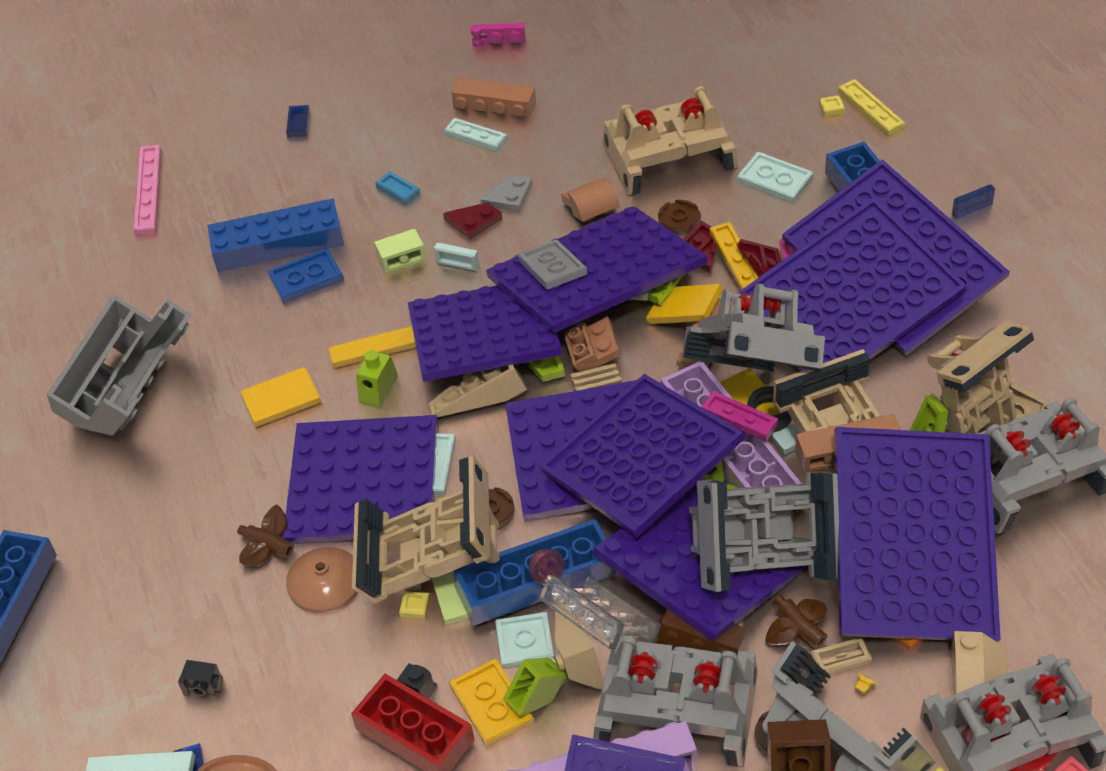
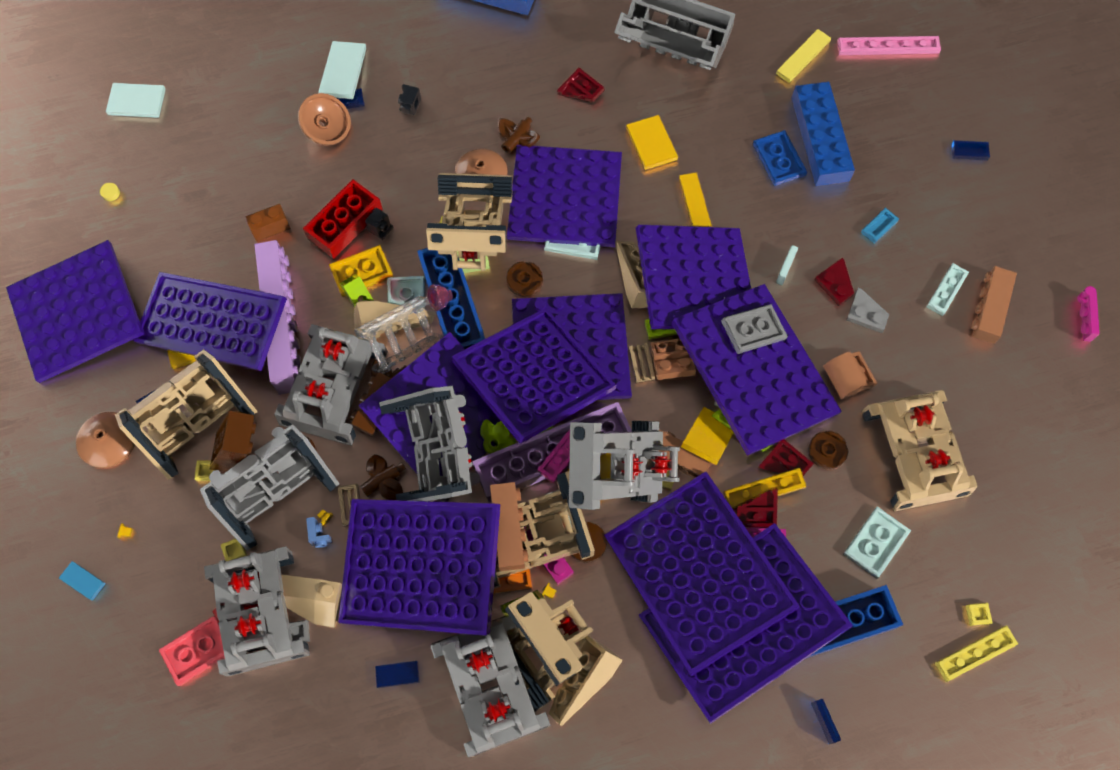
camera: 90 degrees right, 20 degrees up
(157, 261) = (803, 55): none -> light yellow tile
(189, 476) = (581, 87): none -> dark red wing
(375, 378) = (656, 202): lime torso -> none
(400, 250) = (798, 223): yellowish green brick -> none
(893, 685) = (314, 531): none -> medium blue bracket
(1042, 571) = (397, 674): none -> clear blue tile

